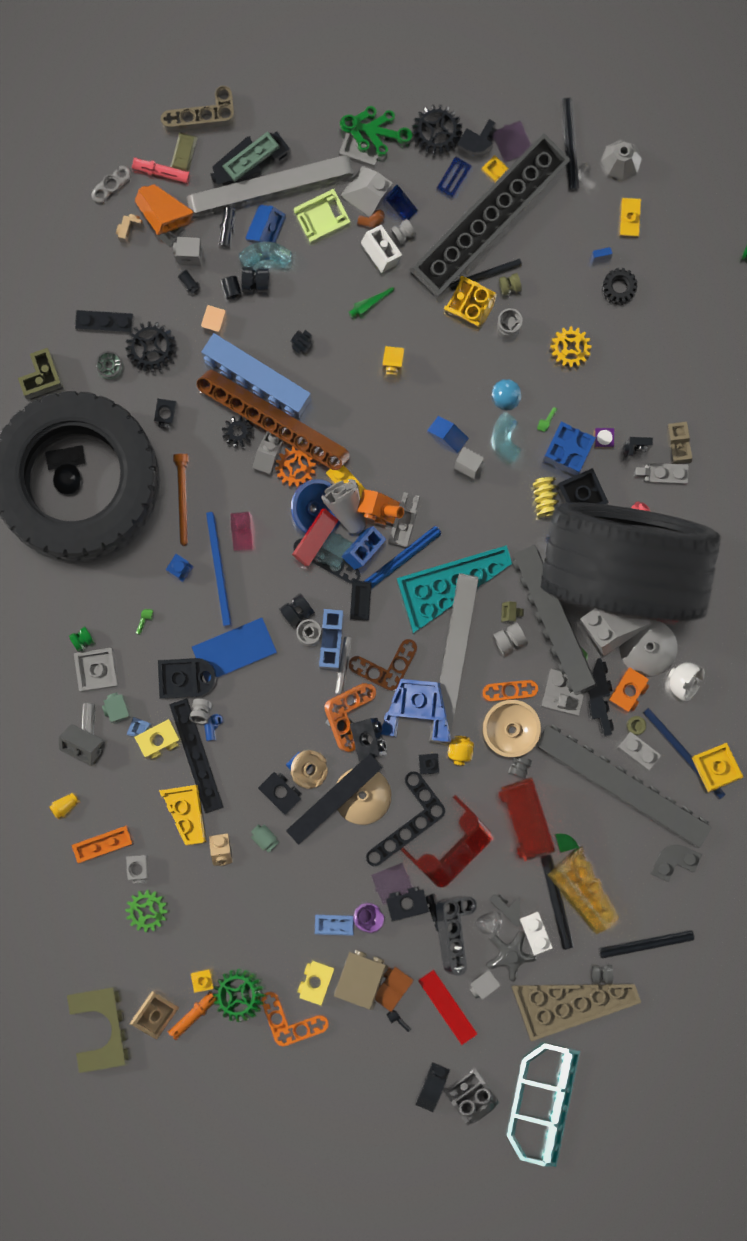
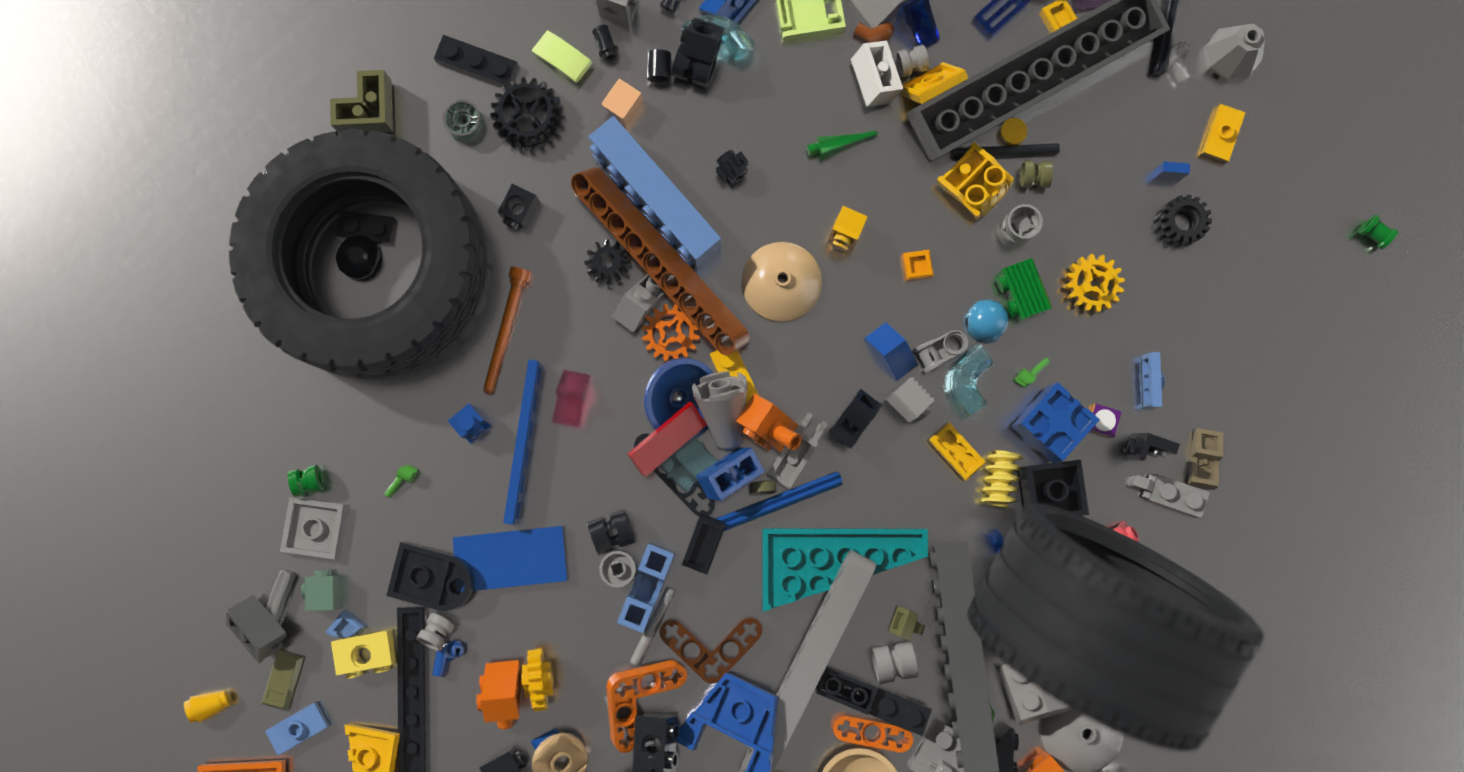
camera: 10 degrees right, 0 degrees up
(107, 775) = (282, 680): none -> olive tile
(128, 803) = (297, 728): none -> medium blue plate
(162, 300) = (562, 56): none -> yellowish green slope
(256, 263) = (702, 40): none -> black brick
(257, 736) = (500, 693): none -> orange brick
(278, 720) = (537, 680): none -> yellow gear
(364, 422) = (781, 300): none -> tan dish
(388, 551) = (762, 488): none -> olive tile
(421, 243) = (933, 82): none -> yellow tile
(436, 486) = (855, 419): none -> black brick
(448, 370) = (917, 265): none -> light orange tile
(480, 424) = (936, 351): none -> light grey piece
(486, 259) = (1013, 131): none -> yellow tile
(504, 668) = (874, 700): none -> black slope
(511, 488) = (957, 451): none -> yellow plate
(524, 366) = (1024, 290): none -> green brick
(629, 401) = (1152, 380): none -> medium blue plate

